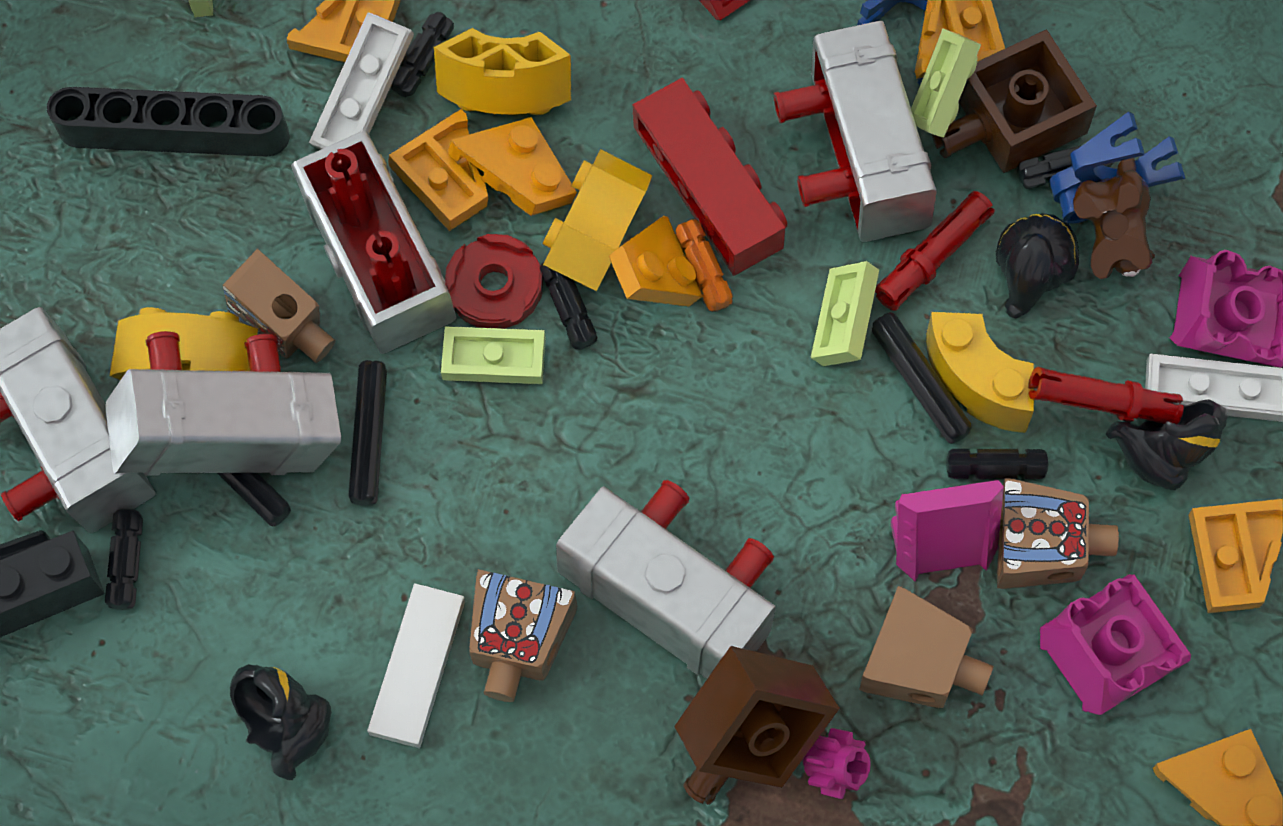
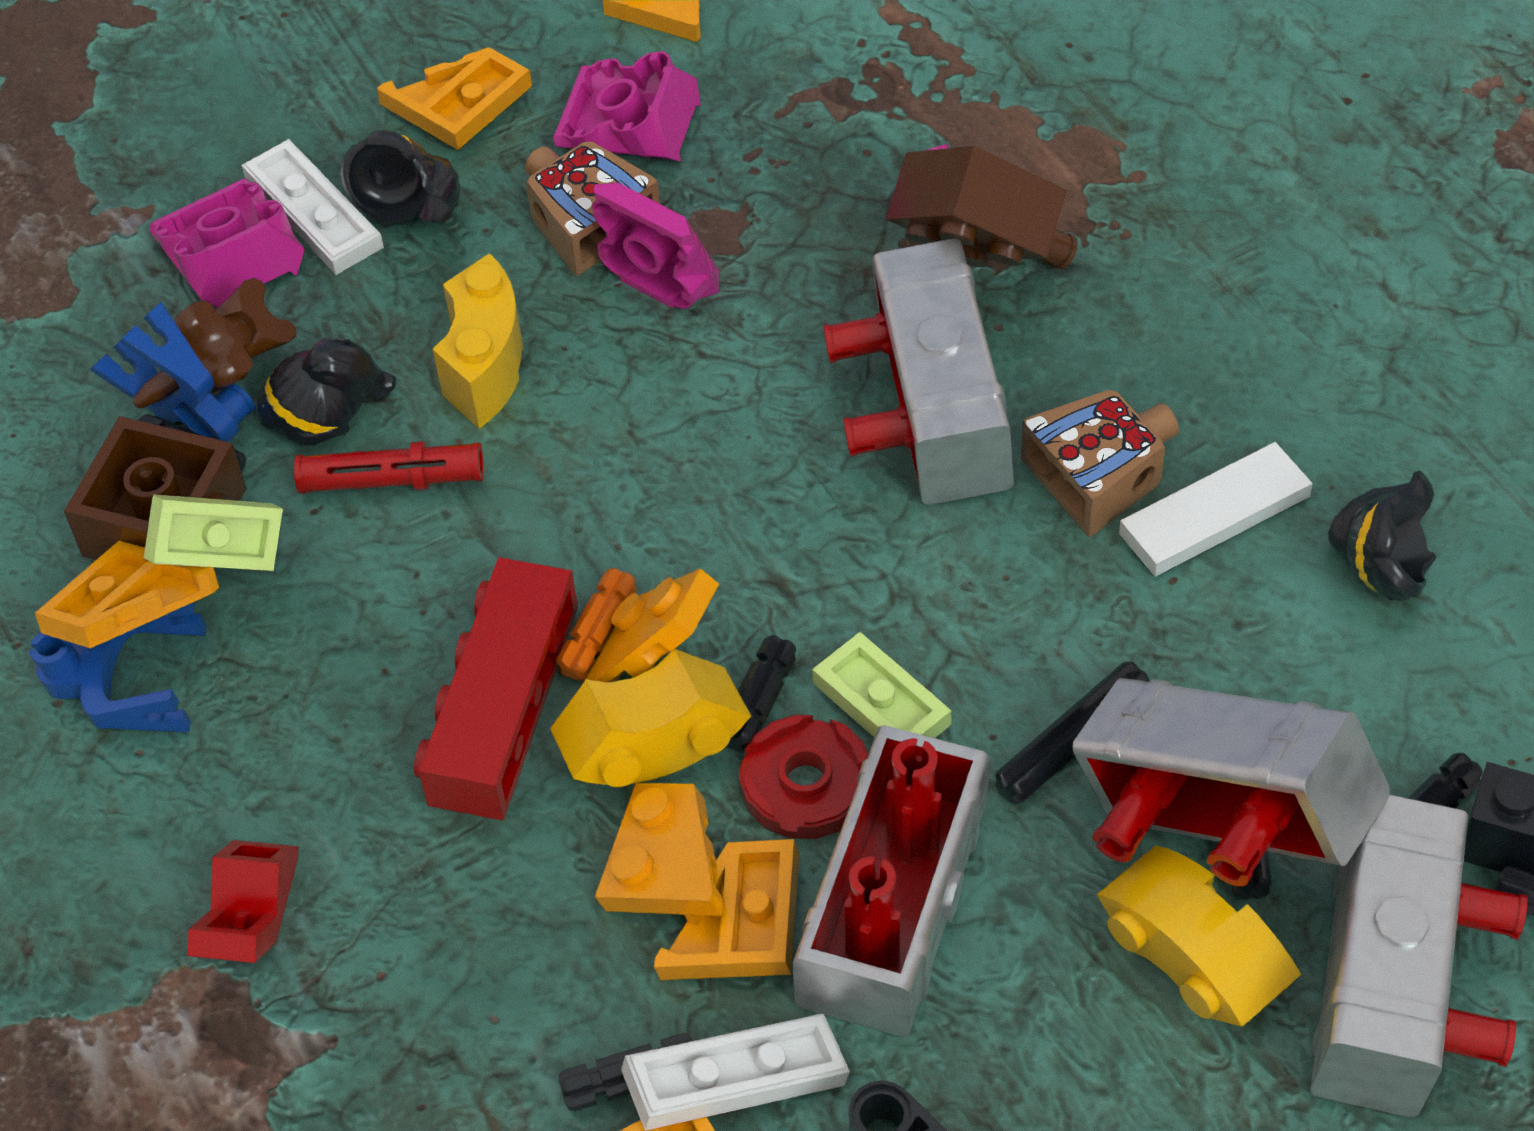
camera: 135 degrees left, 15 degrees down
(266, 296) = (1059, 870): medium nougat torso -> none
(503, 73) = (585, 942): yellow brick -> none
(845, 314) = (530, 474): yellowish green plate -> none
(870, 132) = (319, 580): flat silver piece -> none
(921, 378) = (528, 390): black axle -> none
(922, 655) = (786, 202): medium nougat torso -> none
(997, 463) = (553, 285): black axle -> none
(1123, 400) = (410, 221): red pin -> none

